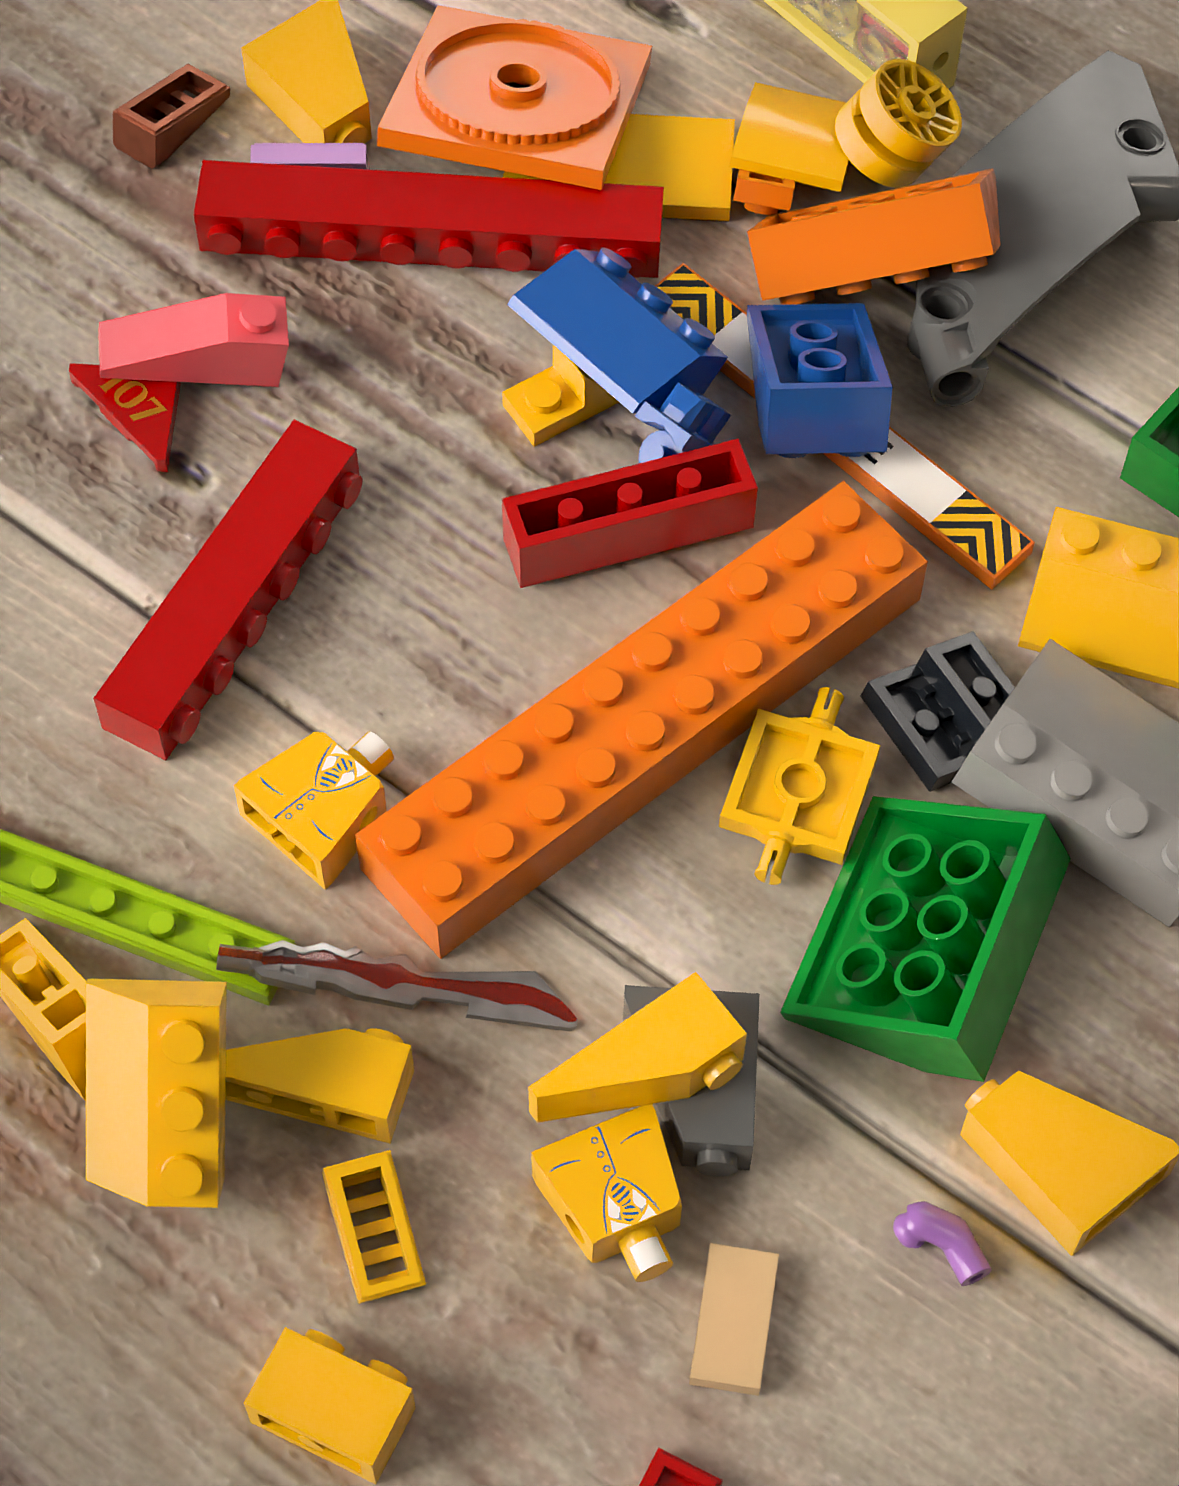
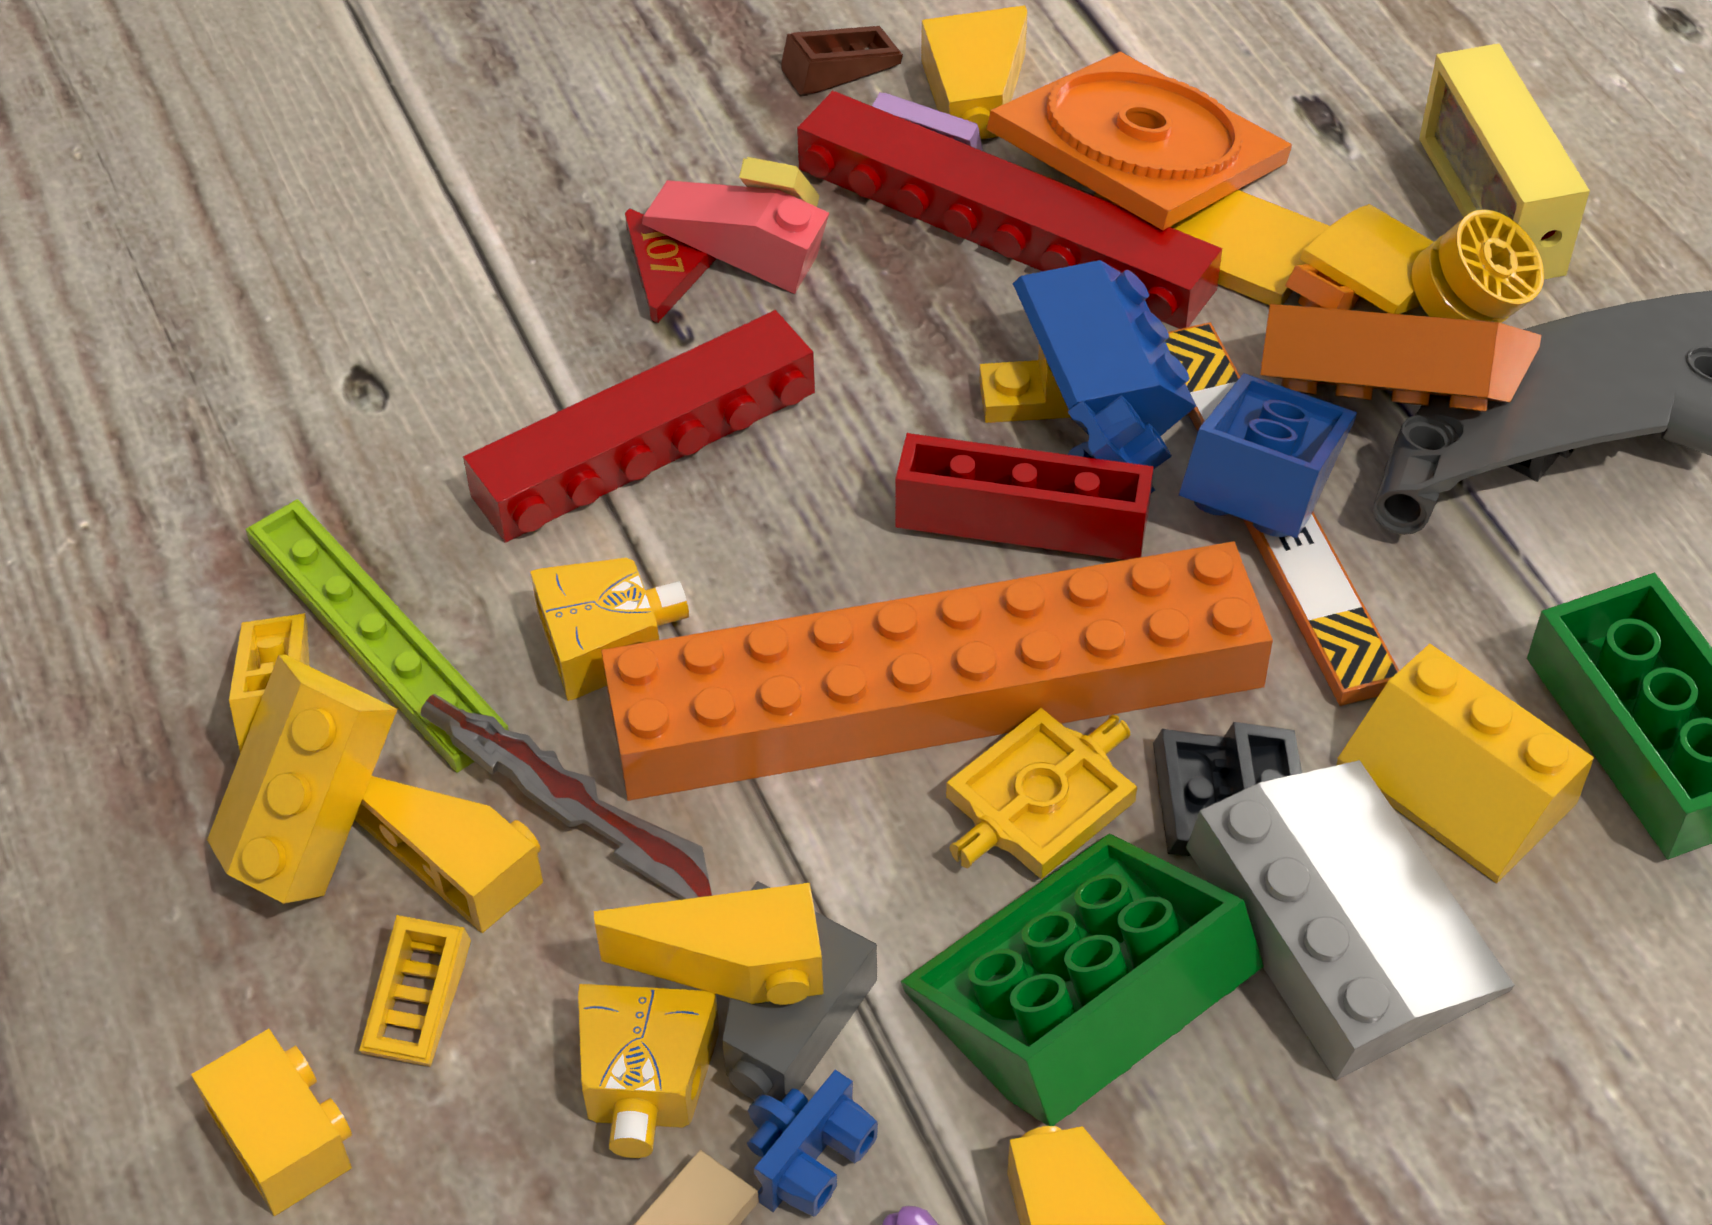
camera: 30 degrees right, 10 degrees down
(215, 282) = (778, 176): none -> light yellow tile
(805, 1163) = (797, 1132): none -> blue hips

